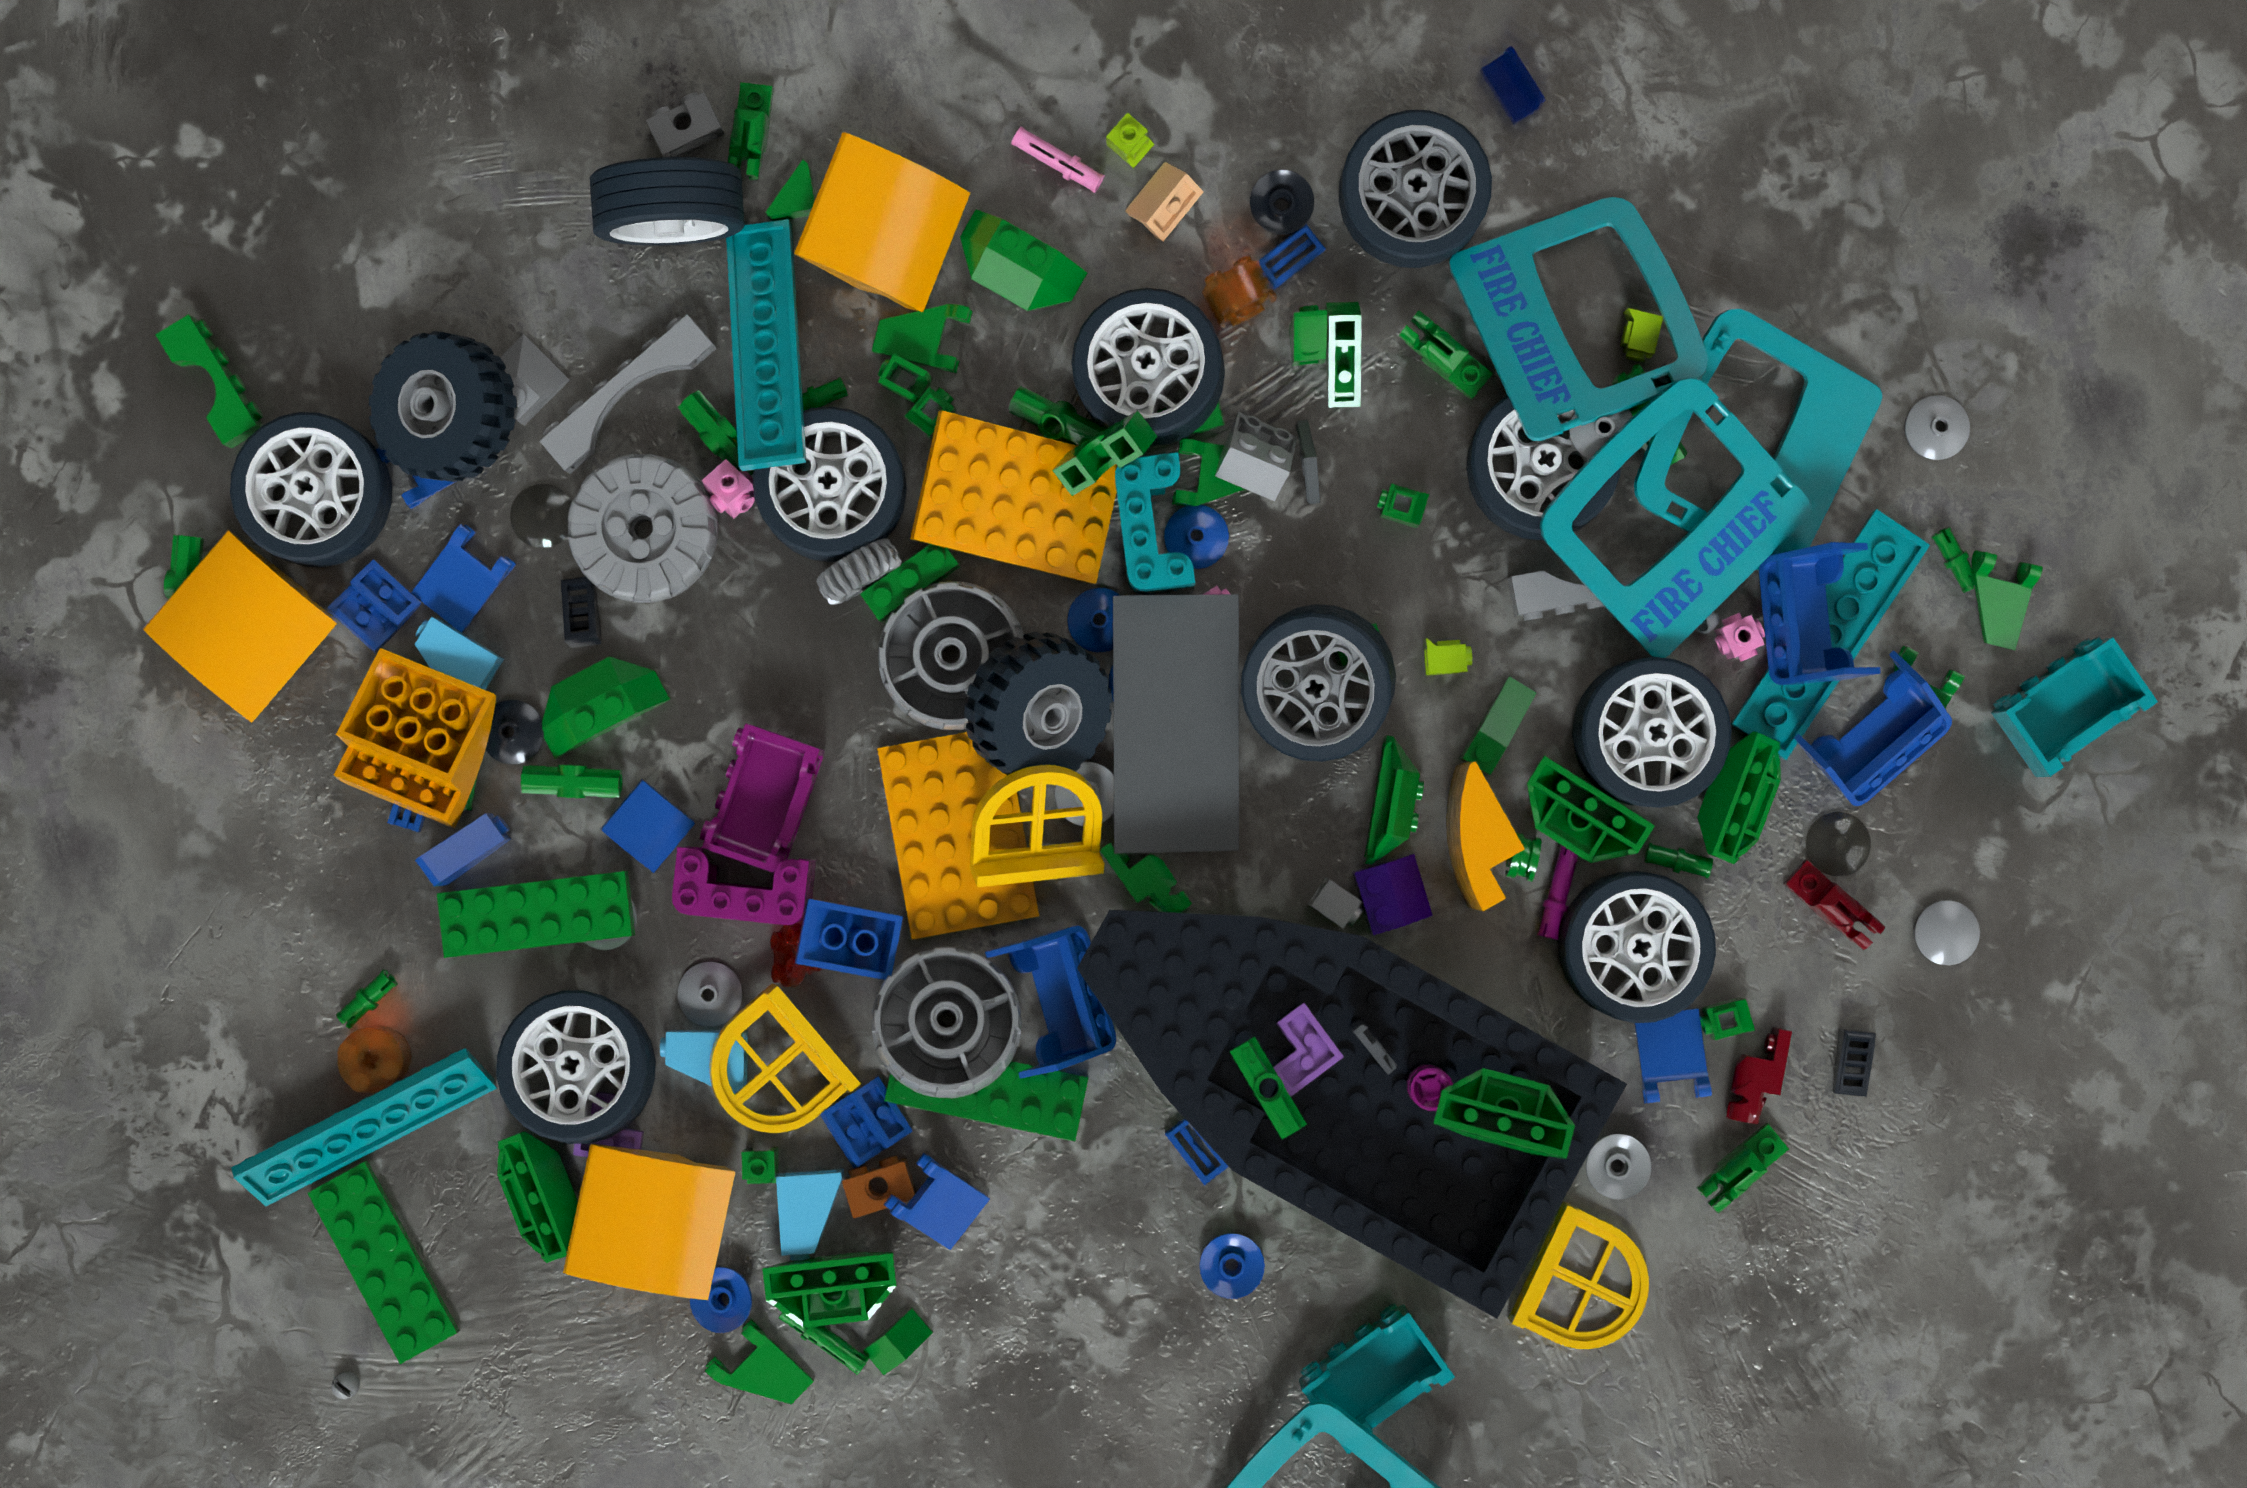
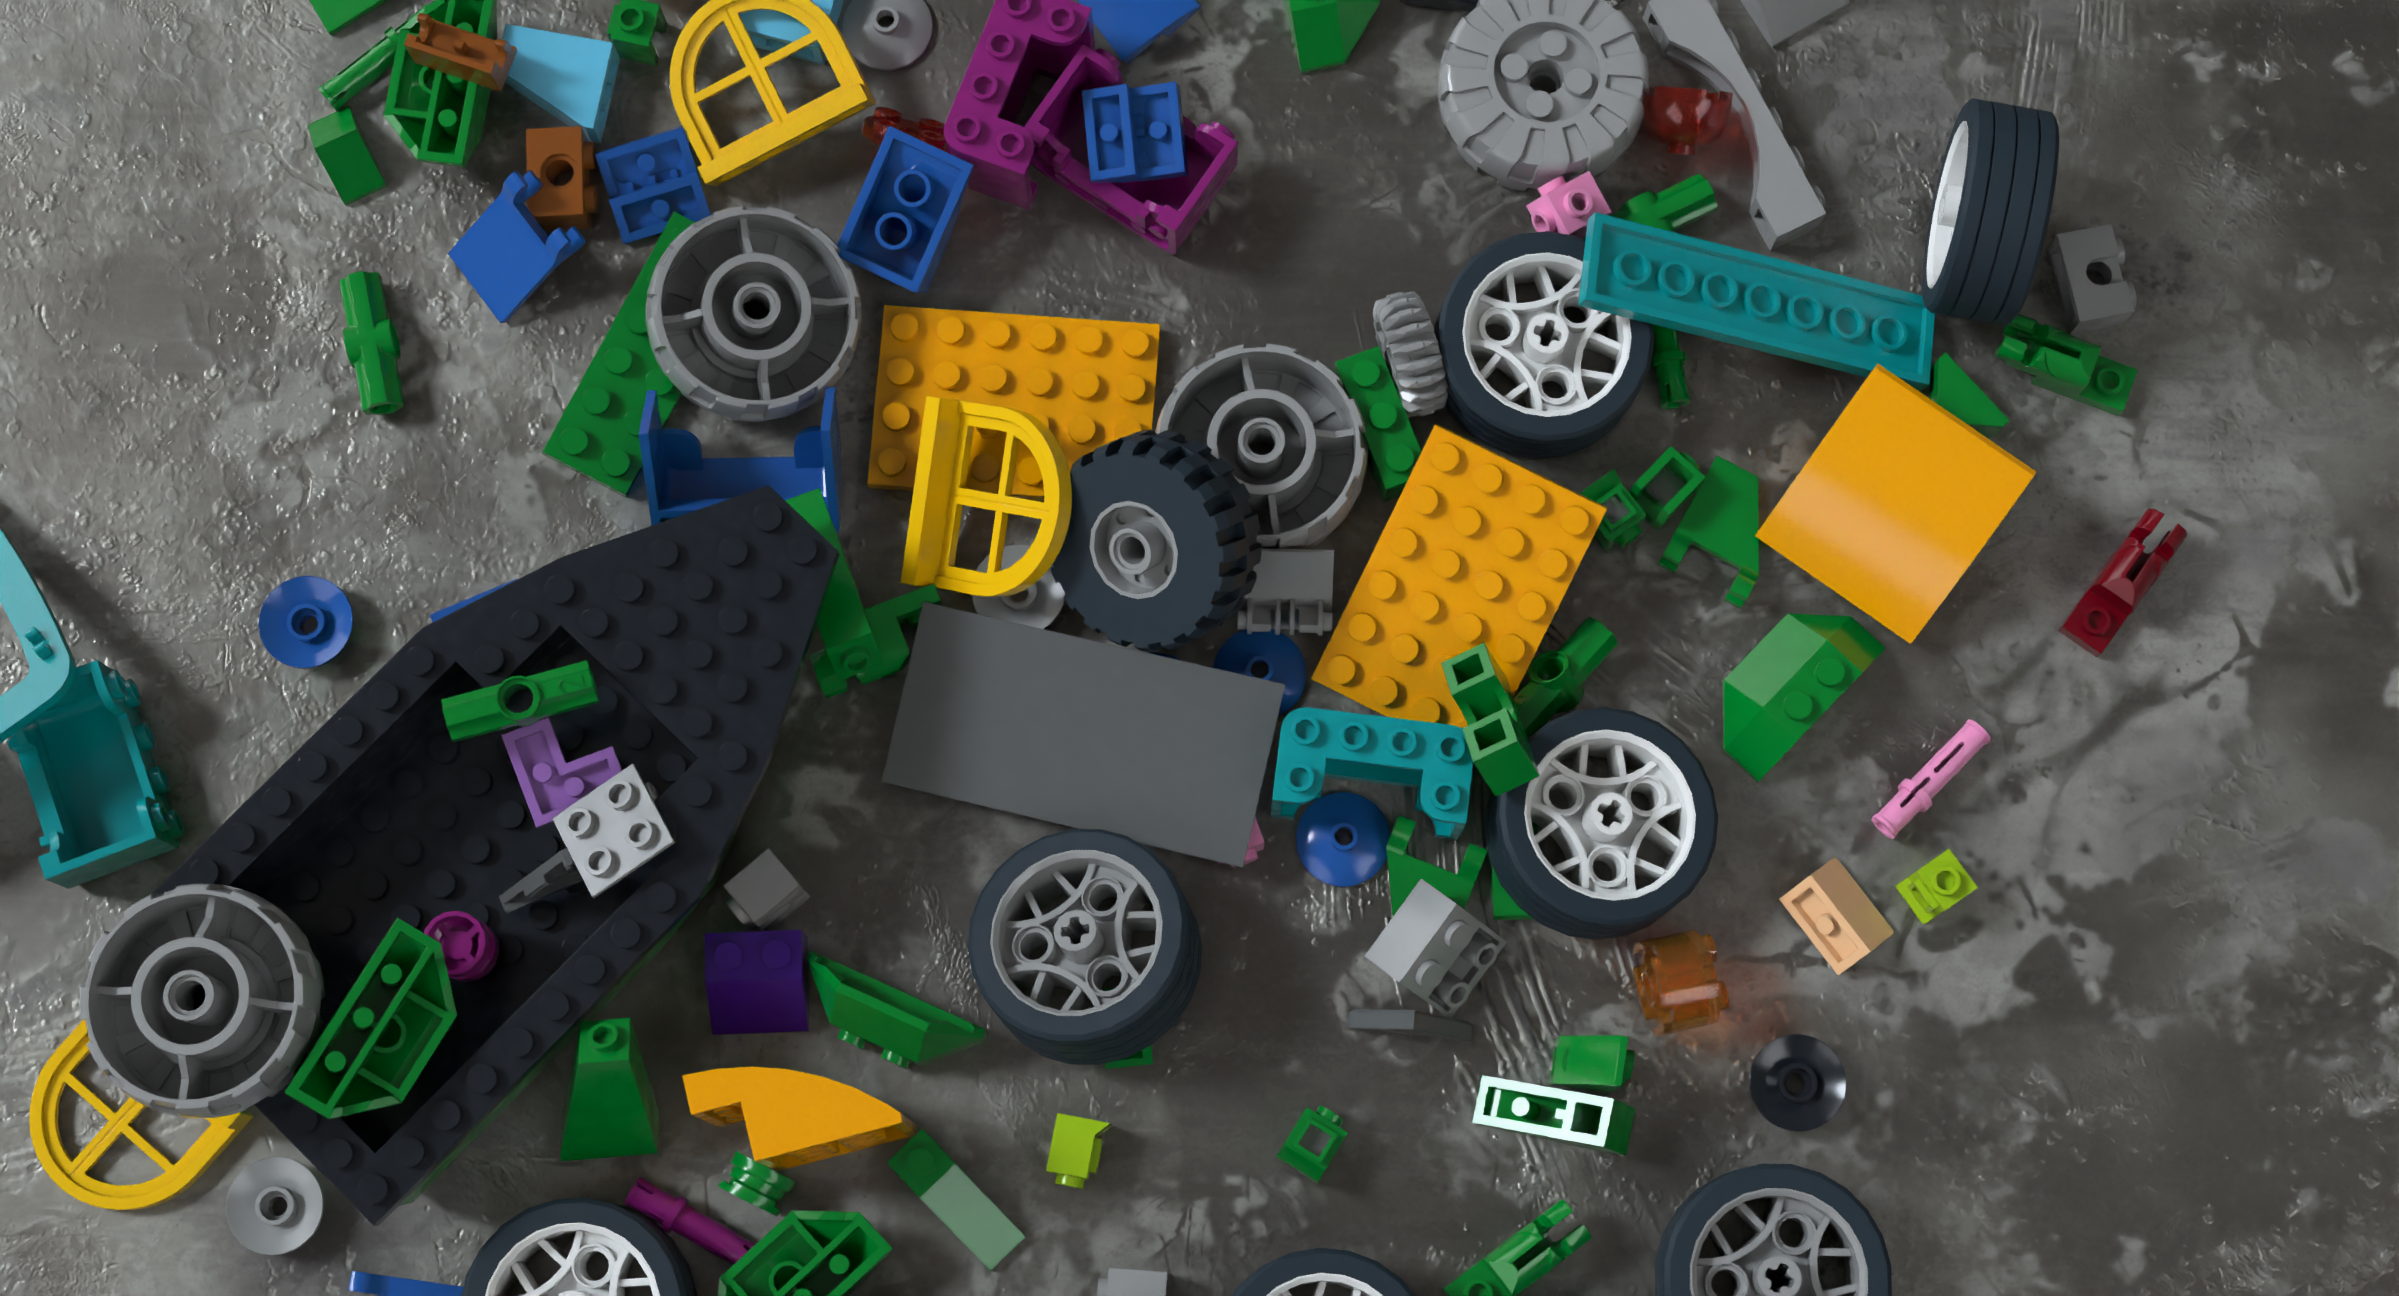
camera: 105 degrees right, 10 degrees down
(639, 425) = (1685, 117): none -> clear red cylinder
(751, 797) = (1135, 133): none -> blue slope
(814, 1275) = (461, 53): none -> dark orange hinge
(893, 62) = (2121, 585): none -> dark red plate
(1028, 1281) = (371, 343): none -> green piece
(1042, 609) = (1290, 592): none -> light grey hinge
(1151, 895) = (843, 616): none -> green slope
(1298, 266) = (1731, 1115): blue tile -> none
(1334, 1002) = (614, 830): none -> light grey hinge
(1497, 967) = (608, 1096): none -> green slope
(1511, 1195) = (255, 1012): none -> light grey wheel

